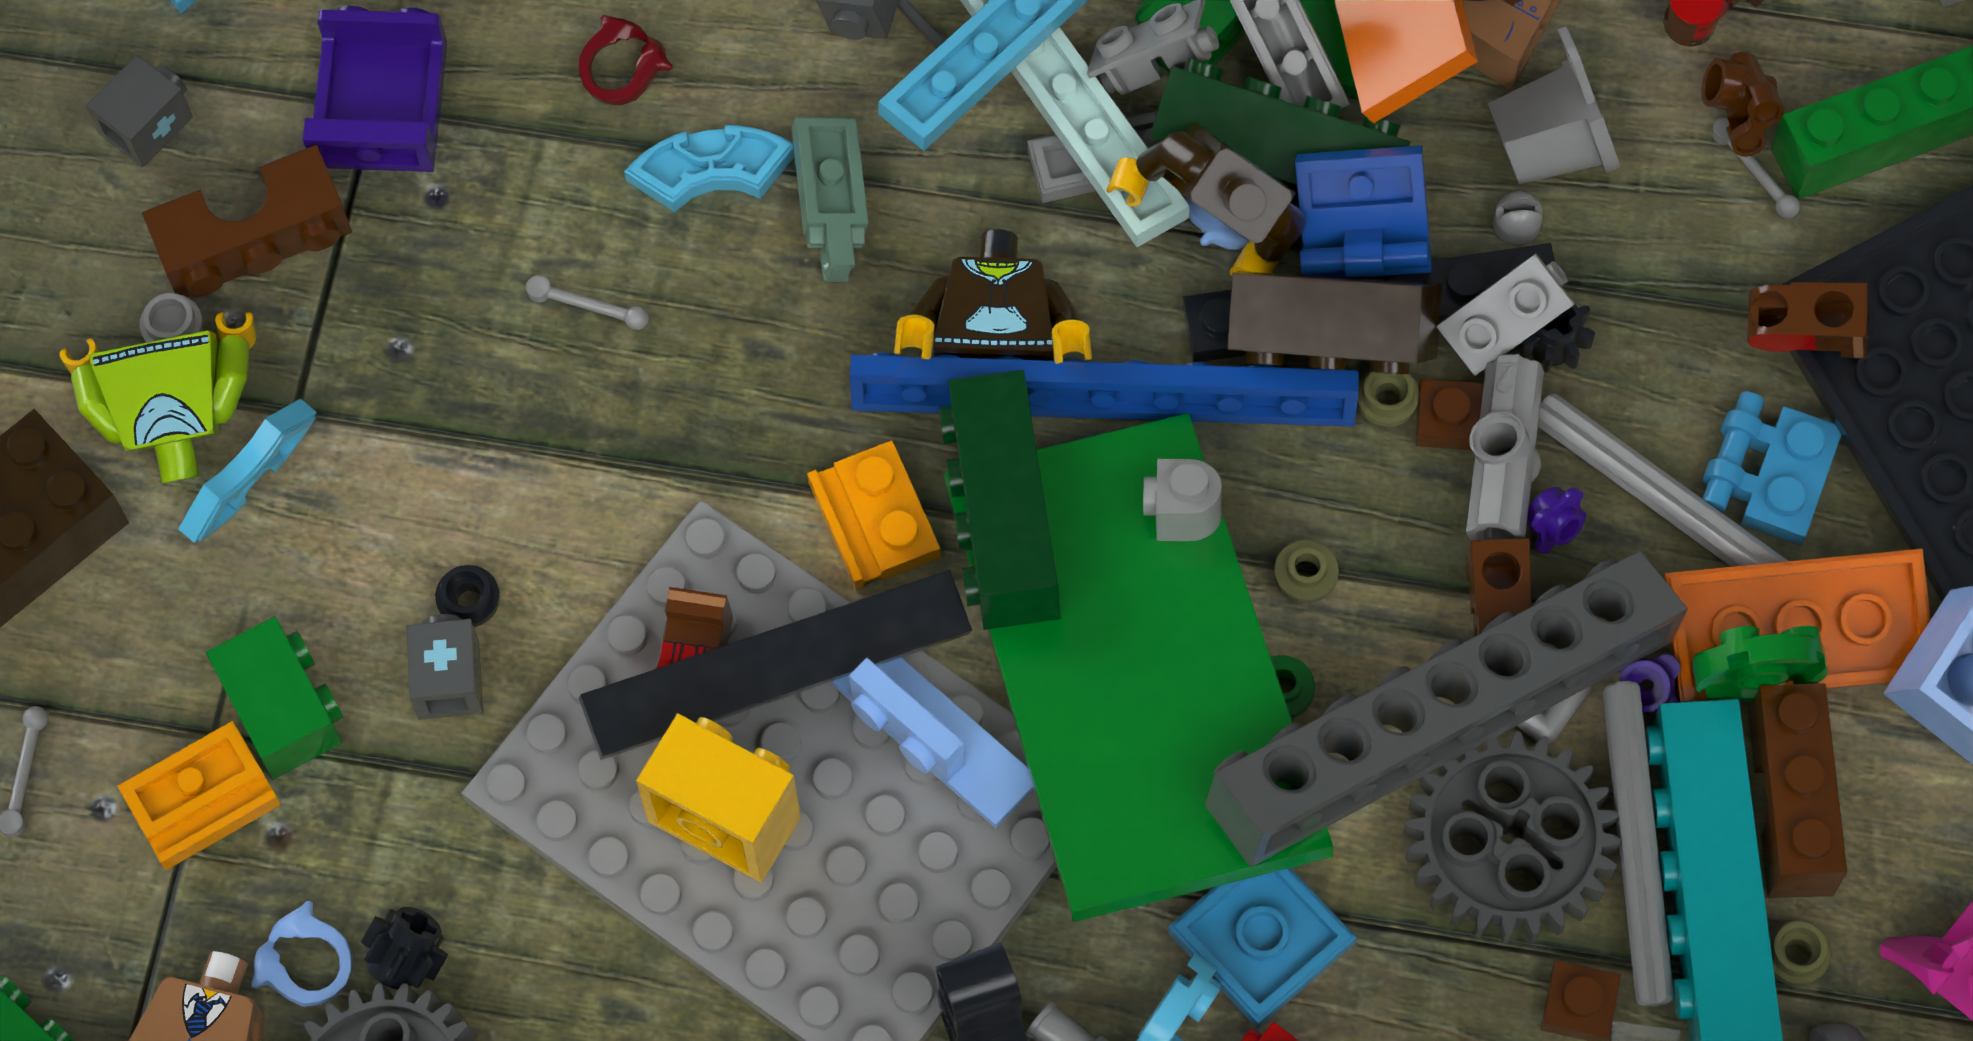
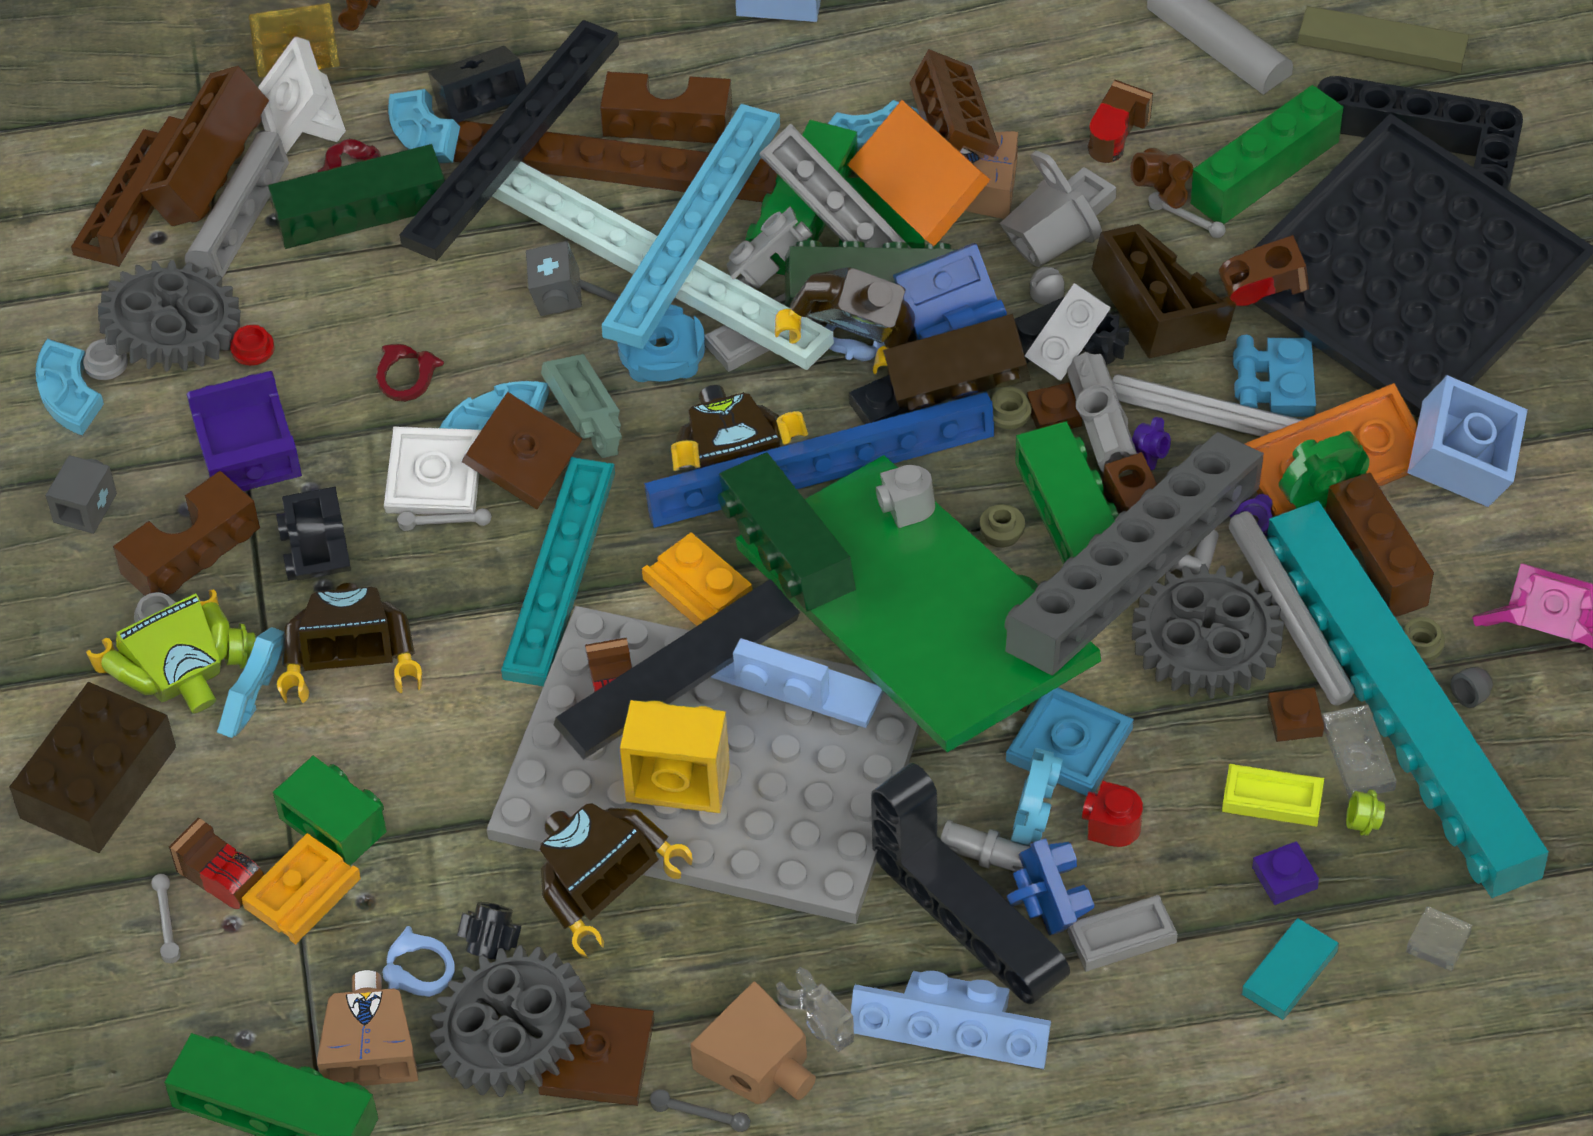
camera: 20 degrees left, 15 degrees down
(105, 721) = (214, 864): none -> leg
(254, 406) = (239, 646): none -> lime plate
(387, 441) = (343, 631): none -> dark brown torso
(407, 281) = (315, 534): none -> black cylinder
(444, 667) = (443, 757): dark grey brick -> none
(466, 579) = (438, 702): black plate -> none
(566, 907) = (596, 859): none -> dark brown torso
(597, 230) = (429, 473): none -> white tile
(702, 434) = (558, 571): none -> teal tile
(719, 241) = (522, 450): none -> reddish brown plate
(982, 163) = (668, 362): none -> dark azure plate
(1409, 561) = (1063, 487): none -> green brick
(1629, 92) = (1094, 188): none -> light grey plate
(1654, 292) = (1156, 295): none -> dark brown wedge

